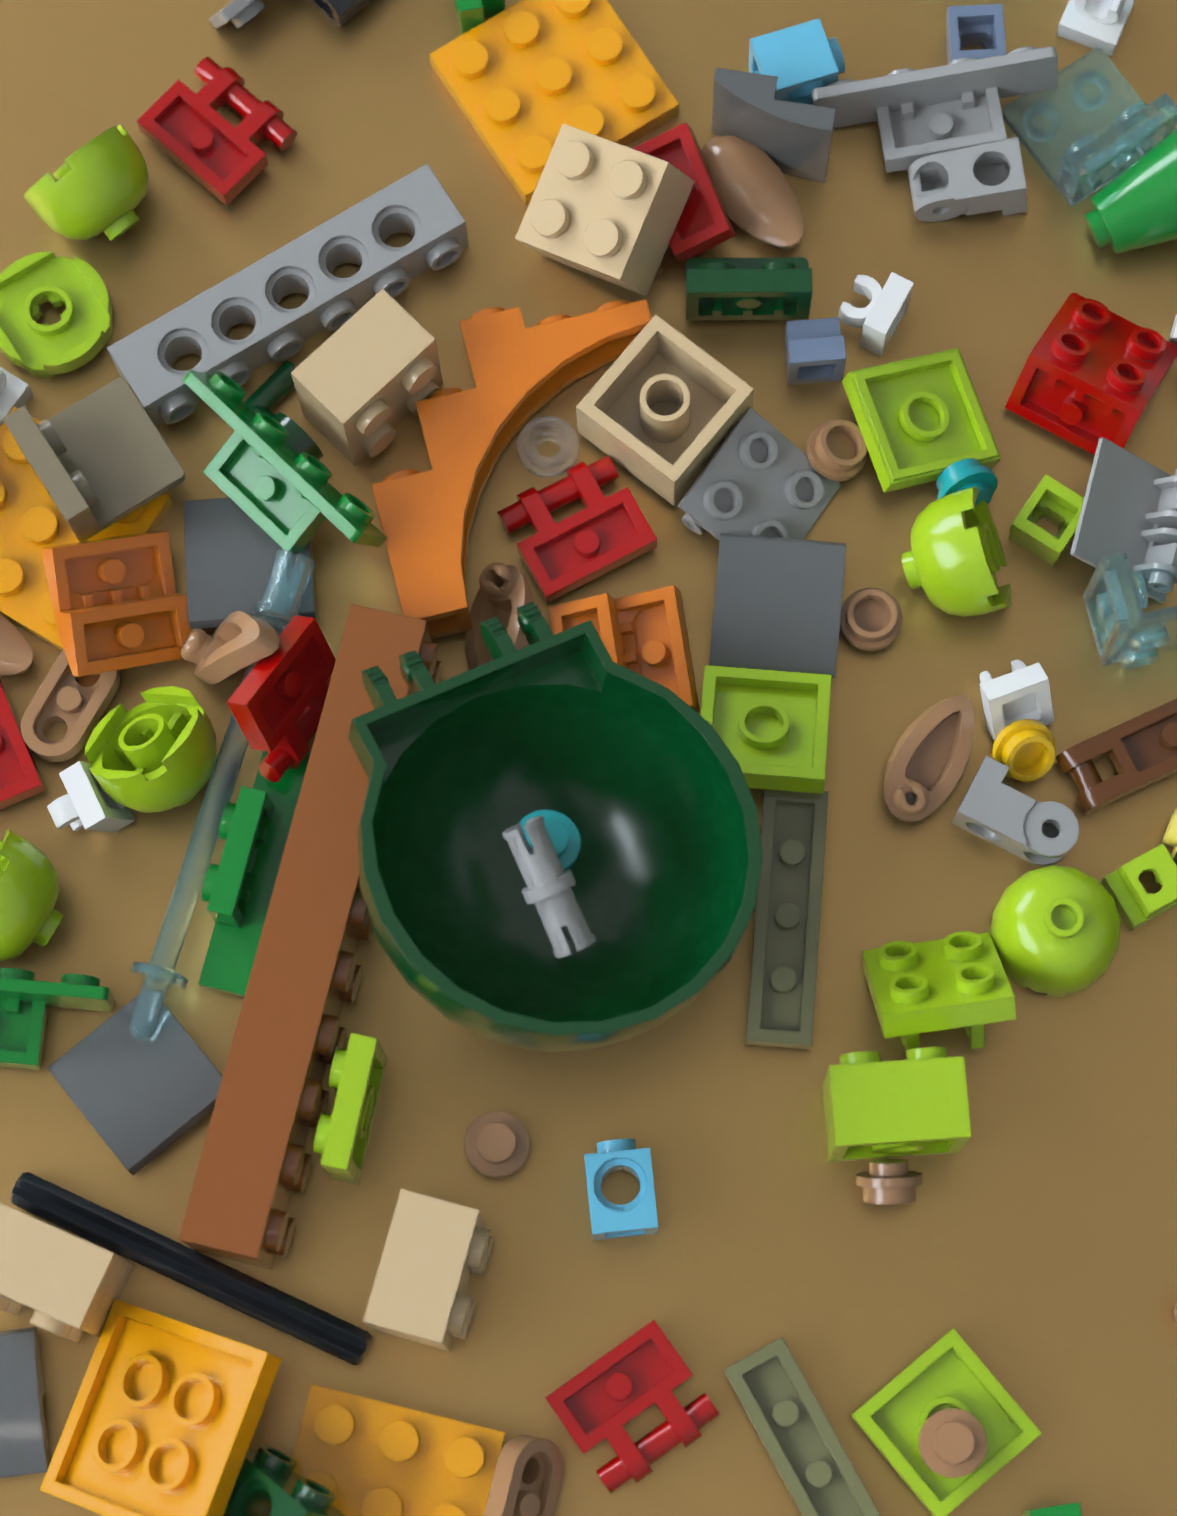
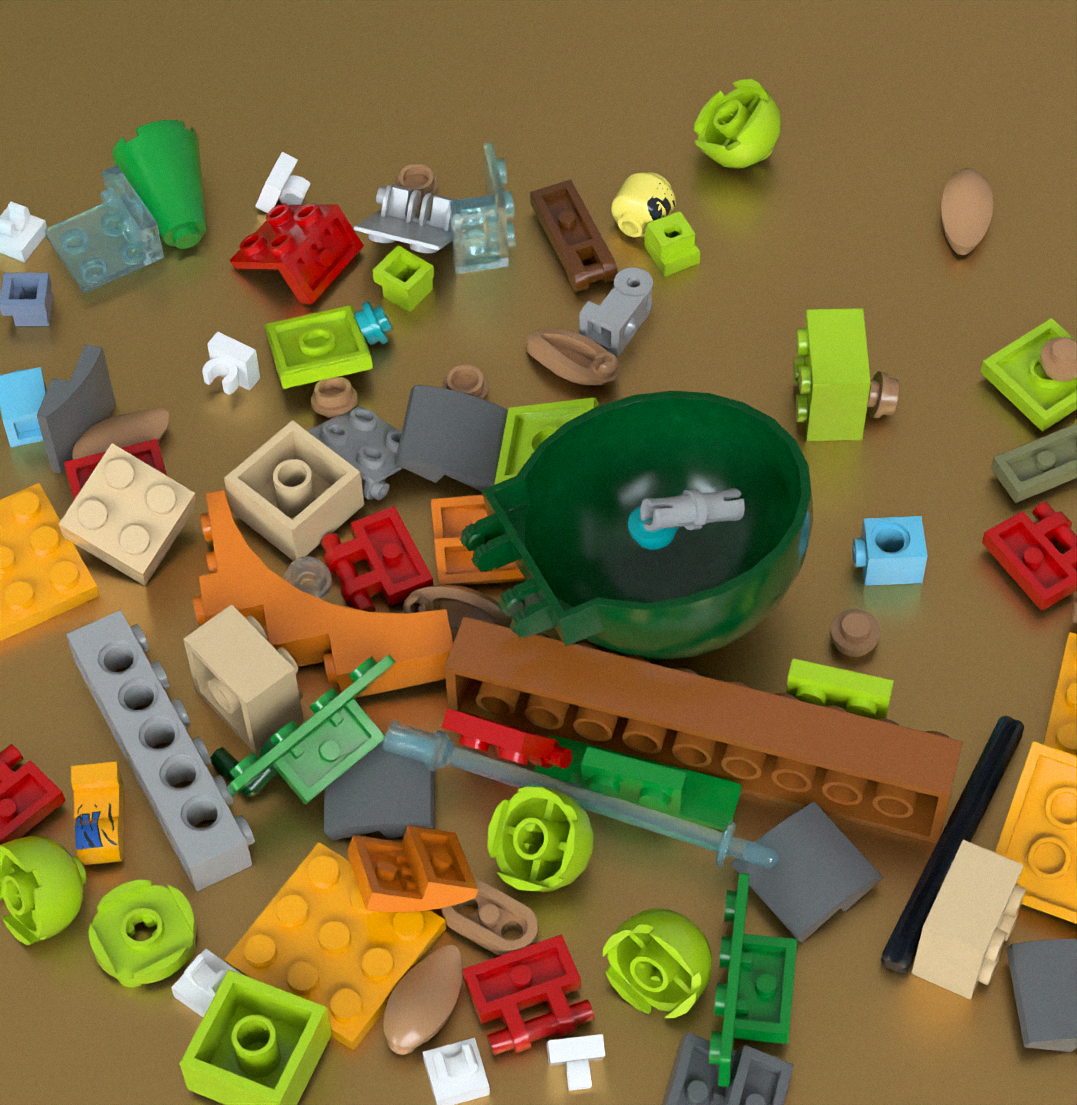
camera: 90 degrees left, 20 degrees down
(87, 803) = (576, 900): white tile -> none
(97, 457) = (288, 877): dark tan bracket -> none
(196, 243) = (98, 812): none -> light orange leg
(234, 645) = (462, 779): medium nougat arm -> none
(428, 1271) = (958, 660): tan brick -> none
(748, 288) = (200, 440): dark green bracket -> none
(814, 351) = (255, 406): sand blue piece -> none
(938, 987) = (747, 348): lime plate -> none
(940, 105) = (80, 310): light grey bracket -> none
(957, 556) = (428, 322): lime cylinder -> none
(969, 181) = (137, 305): light grey leg -> none
(1016, 697) = (535, 304): white tile -> none
(1026, 749) = (570, 300): yellow plate -> none
(1056, 930) = (701, 294): lime cylinder -> none

